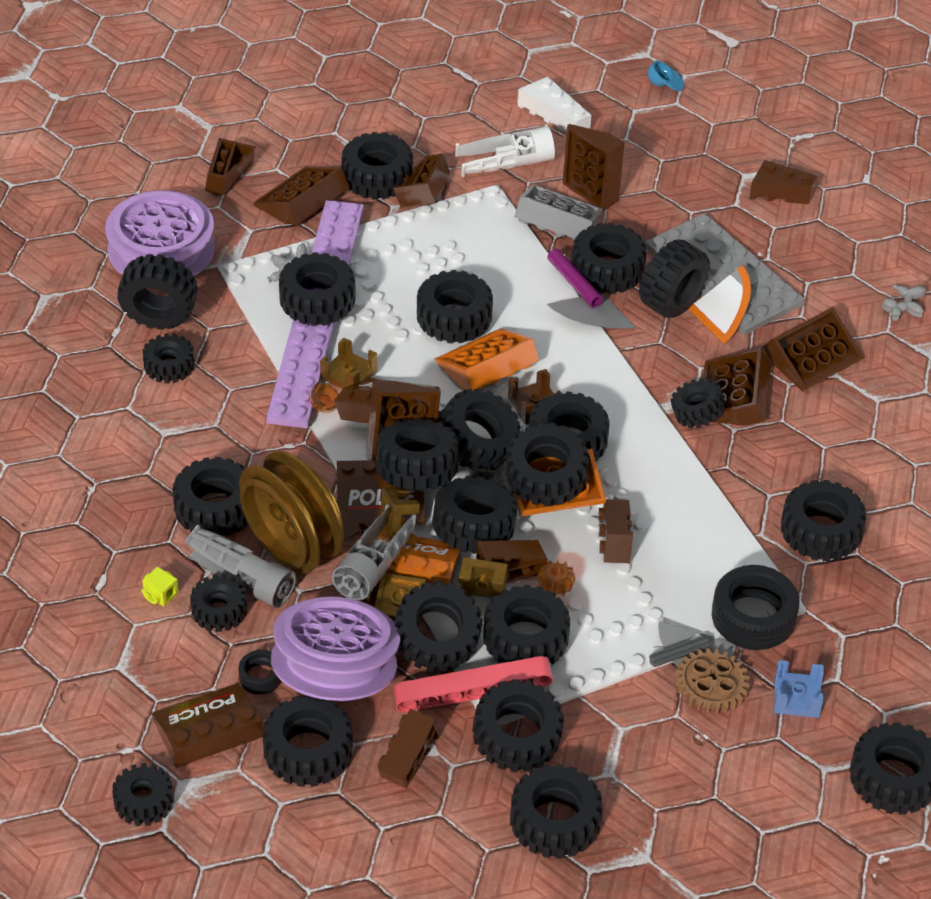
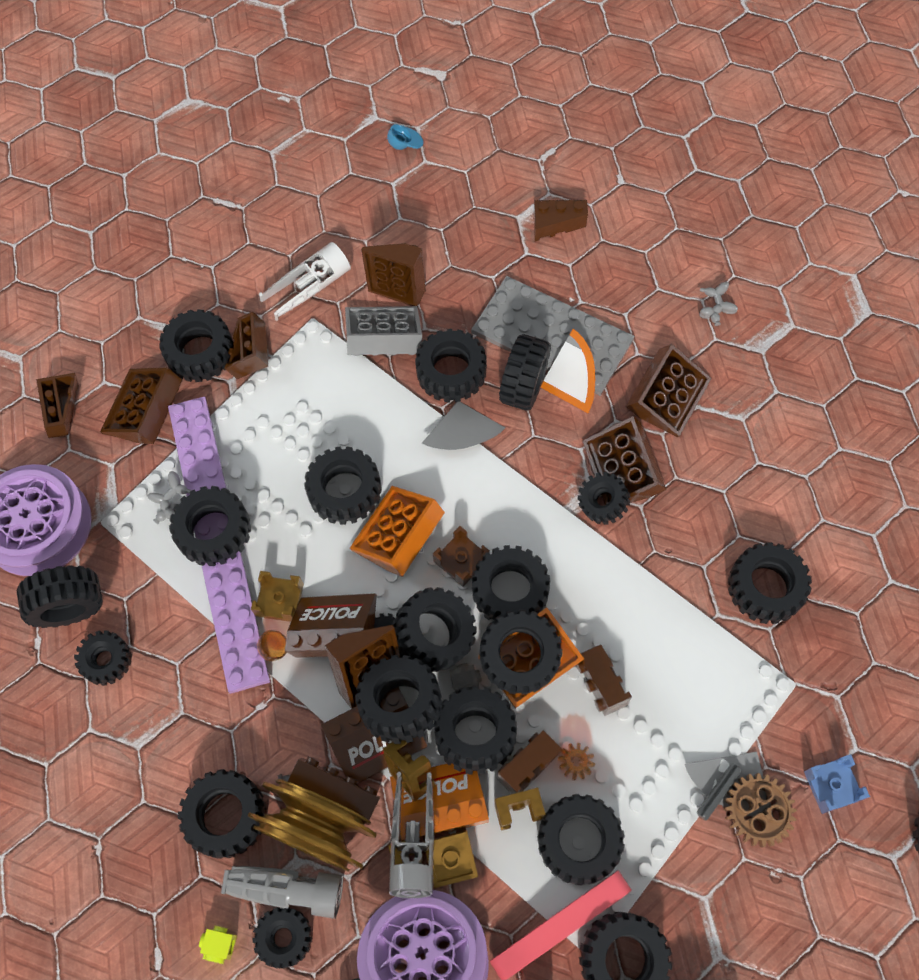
camera: 20 degrees left, 20 degrees up
(447, 601) = (528, 902): black tyre -> none
(553, 104) = (325, 210): white wedge -> none
(575, 278) = (431, 400): magenta piece -> none
(761, 583) = (786, 696): black tyre -> none

